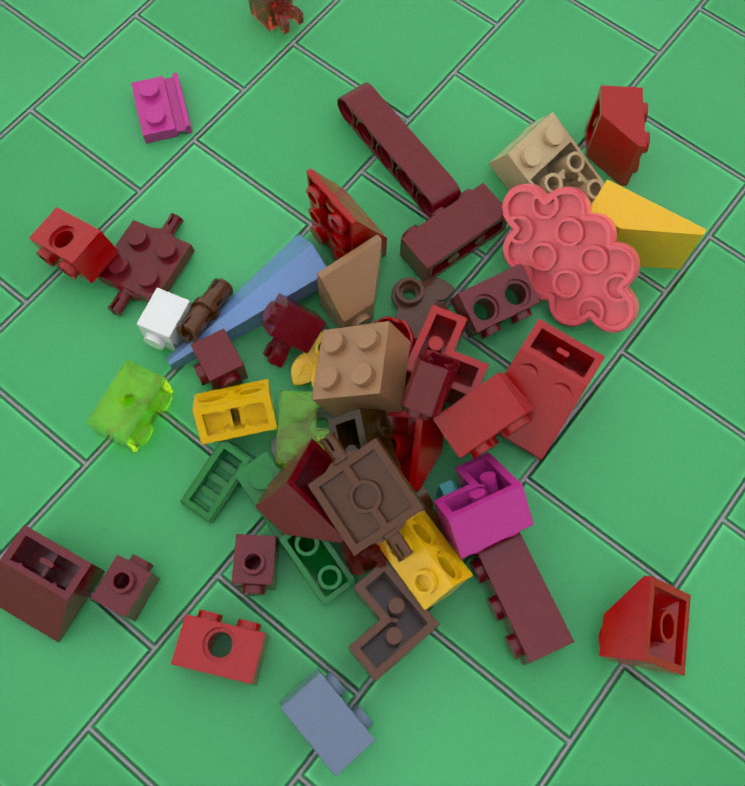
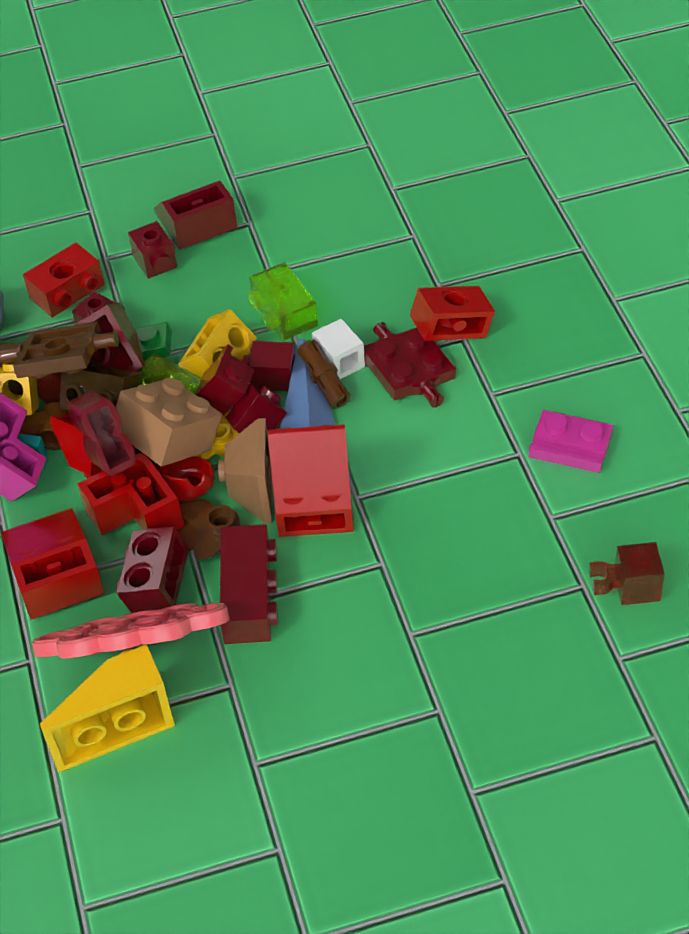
camera: 130 degrees right, 20 degrees down
(208, 472) = (182, 332): green slope -> none
(277, 363) = (225, 380): none -> dark red brick
(398, 149) = (373, 591): dark red beam -> none
(482, 415) = (50, 475): red slope -> none
(547, 158) = (240, 702): tan slope -> none
(617, 131) = (223, 771): red slope -> none

